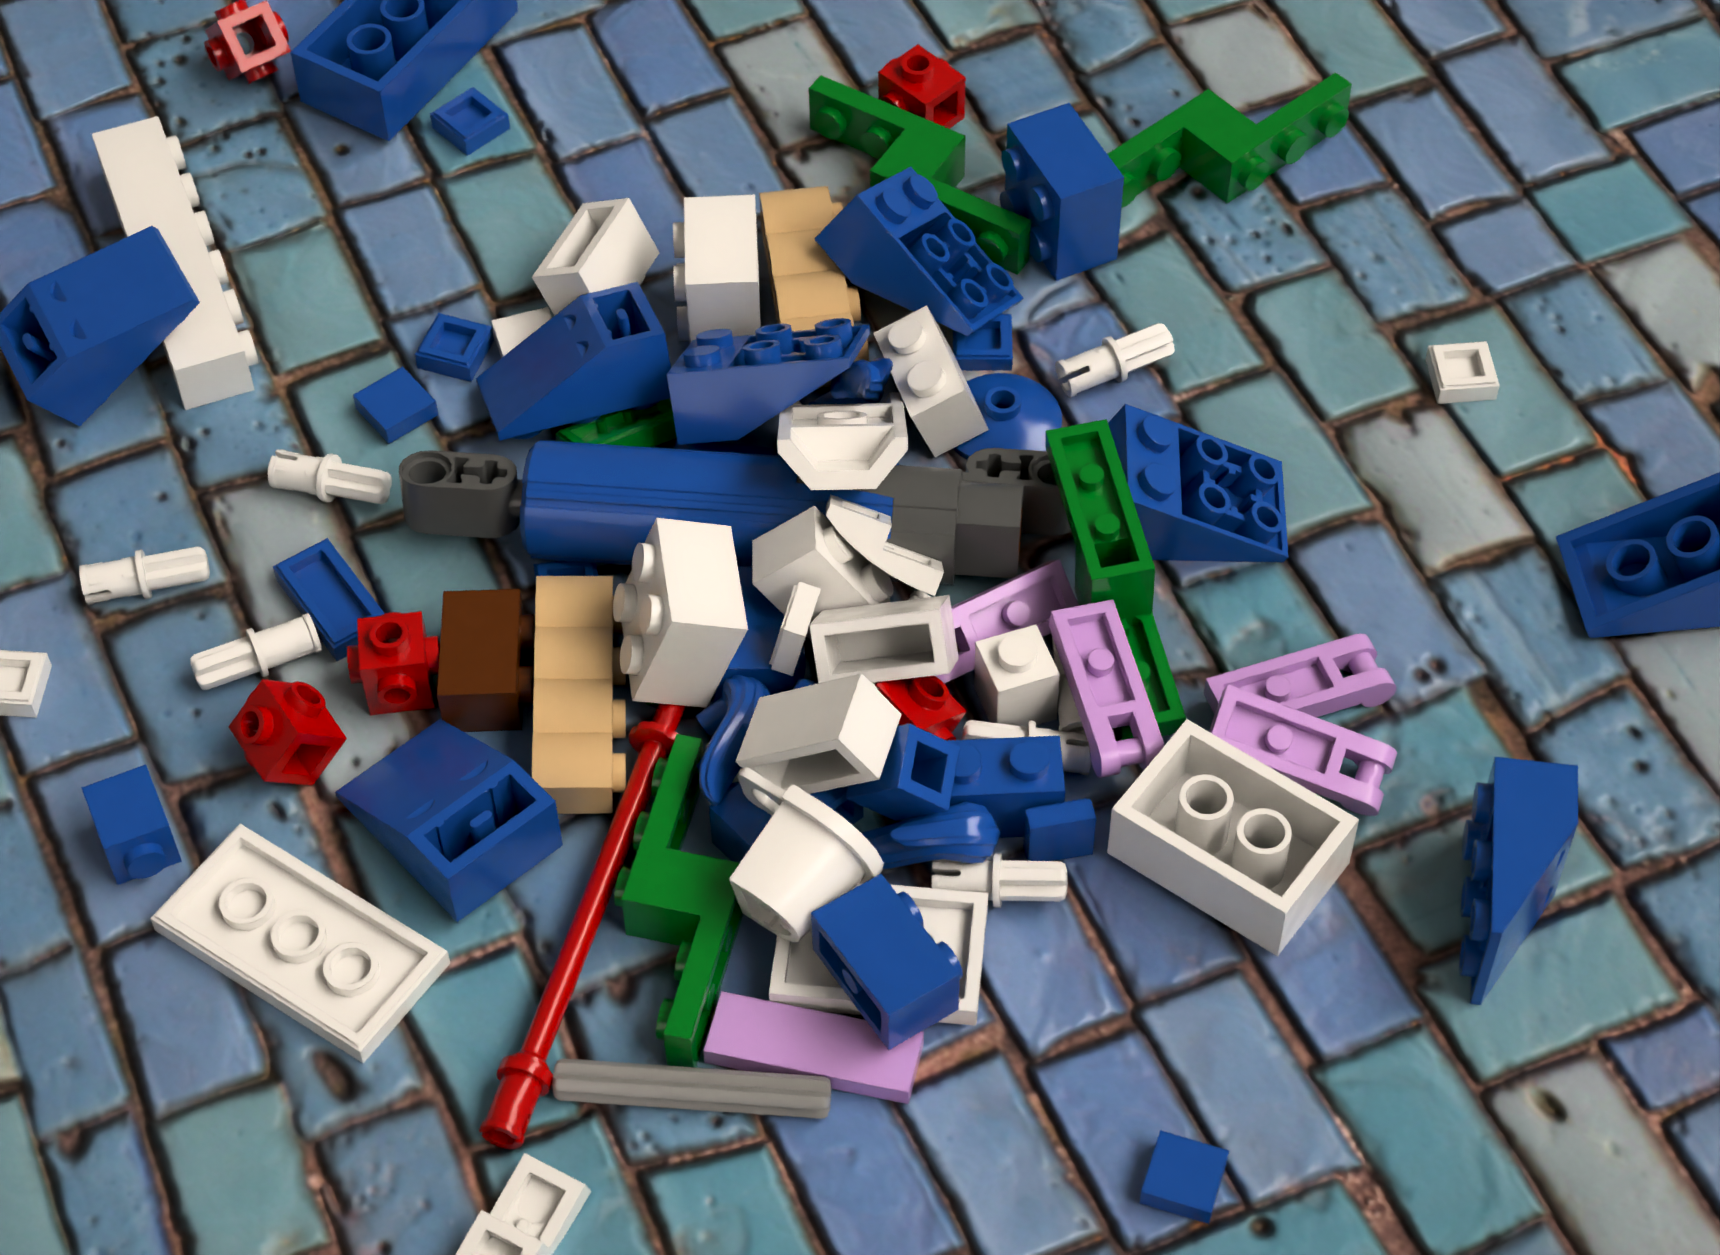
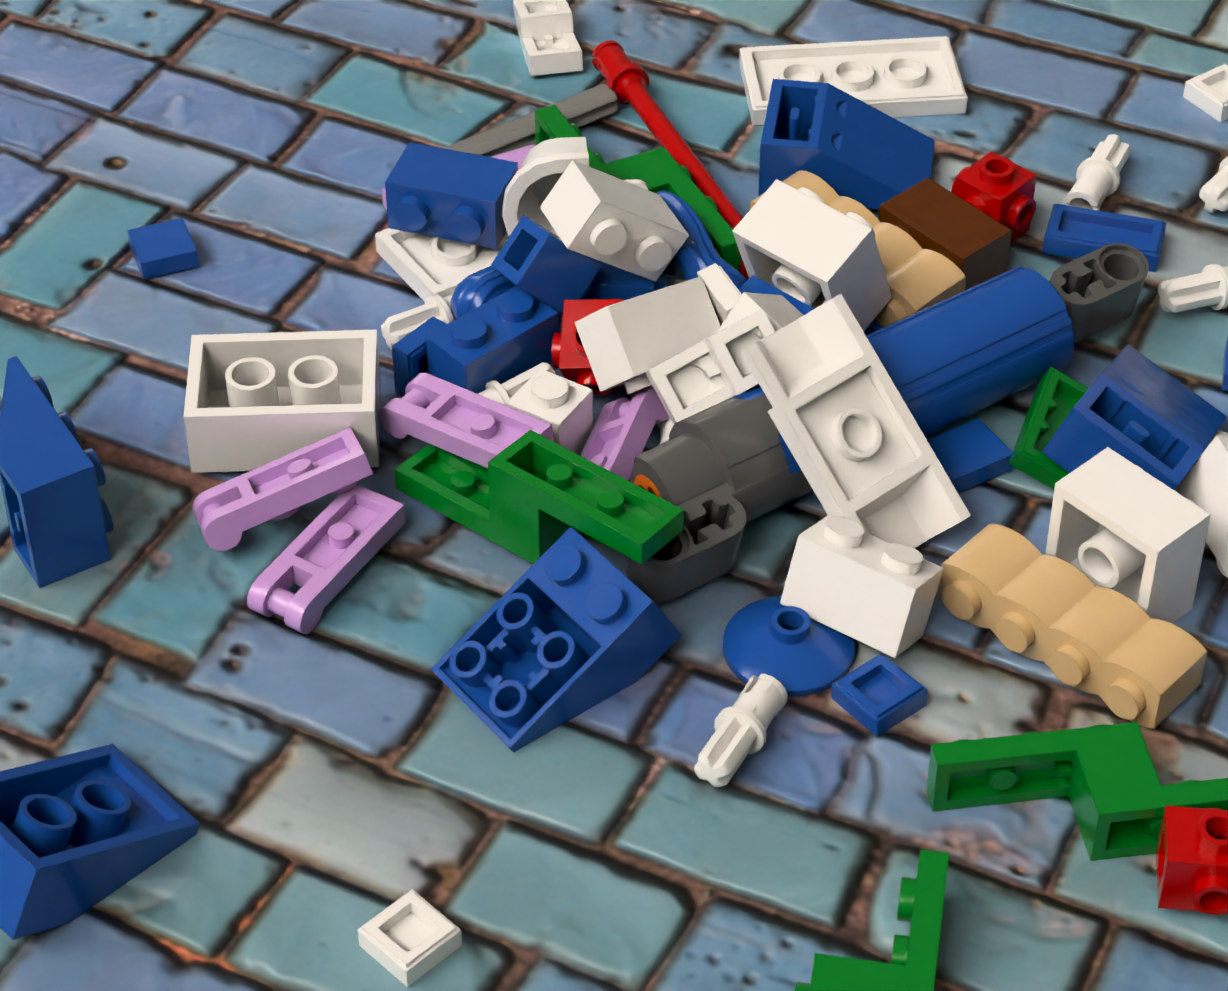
camera: 140 degrees right, 10 degrees down
(131, 825) = (1022, 56): blue brick -> none
(287, 732) = (990, 114): red brick -> none
(737, 383) = (978, 457): blue slope -> none
(858, 384) = (898, 502): blue piece -> none
(917, 254) = (989, 670): blue slope -> none
(1065, 188) = (942, 796): blue brick -> none

